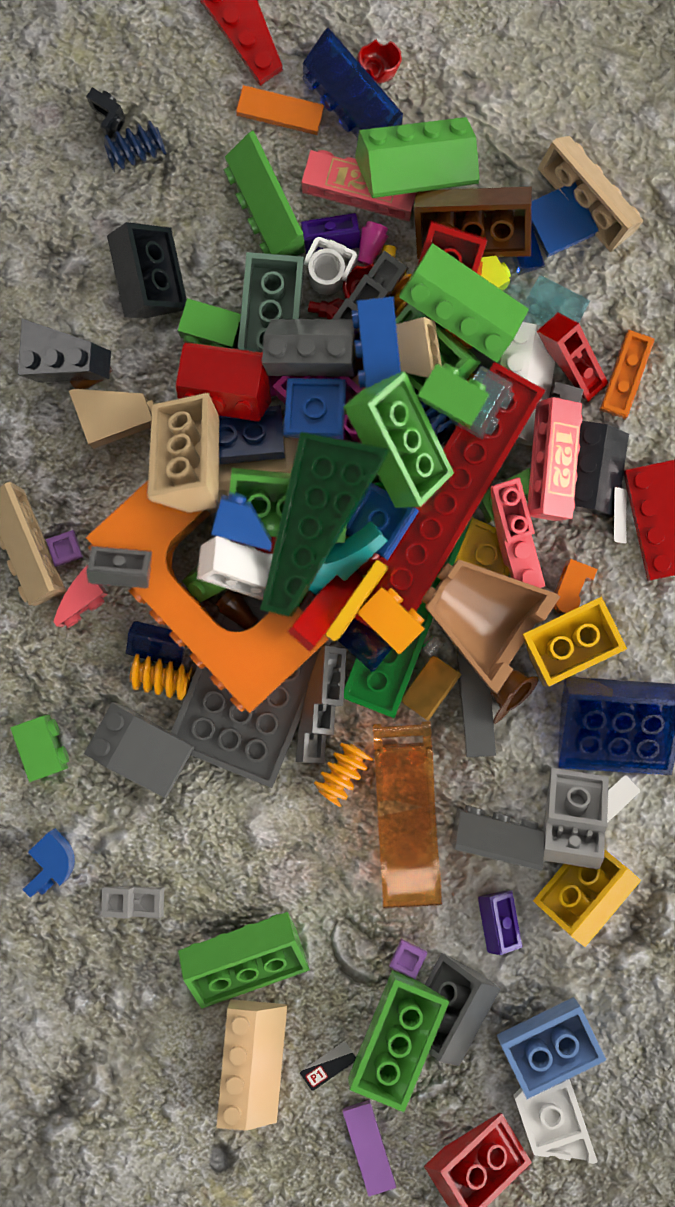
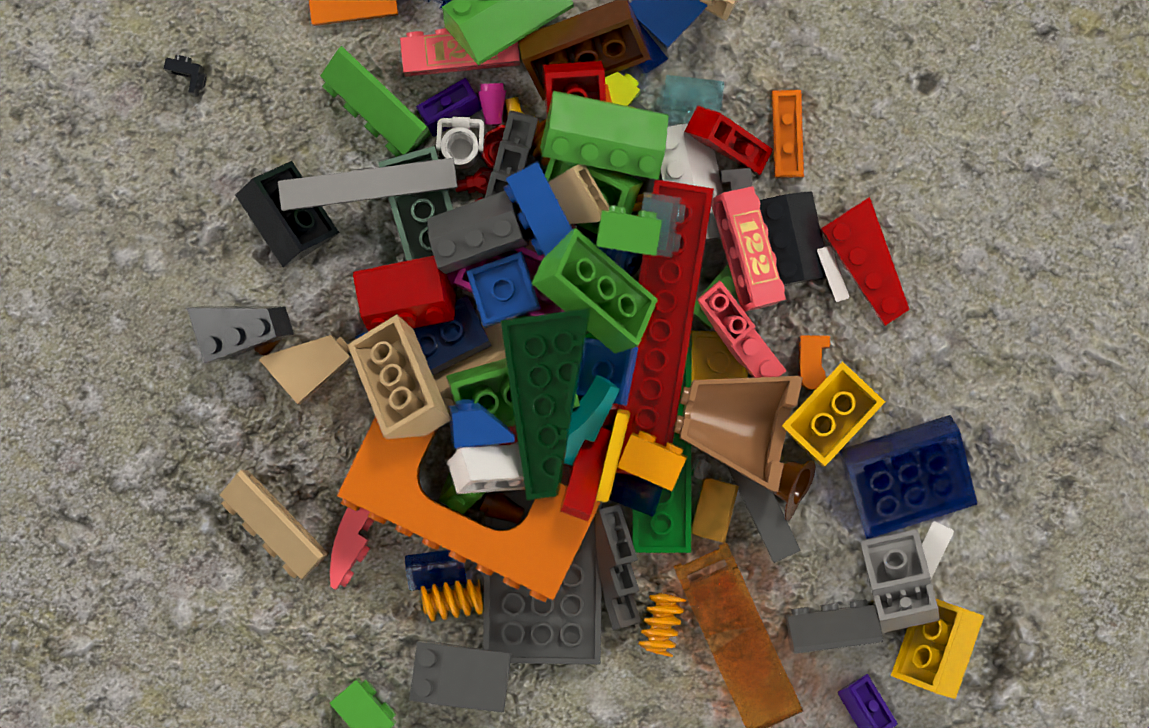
camera: 15 degrees left, 0 degrees up
(64, 548) = (310, 512): medium lavender tile -> none
(119, 567) = (379, 511): dark grey slope -> none
(134, 145) = (226, 96): dark blue piece -> none
(209, 325) = (368, 244): bright green brick -> none
(228, 267) = (367, 184): none -> light grey tile

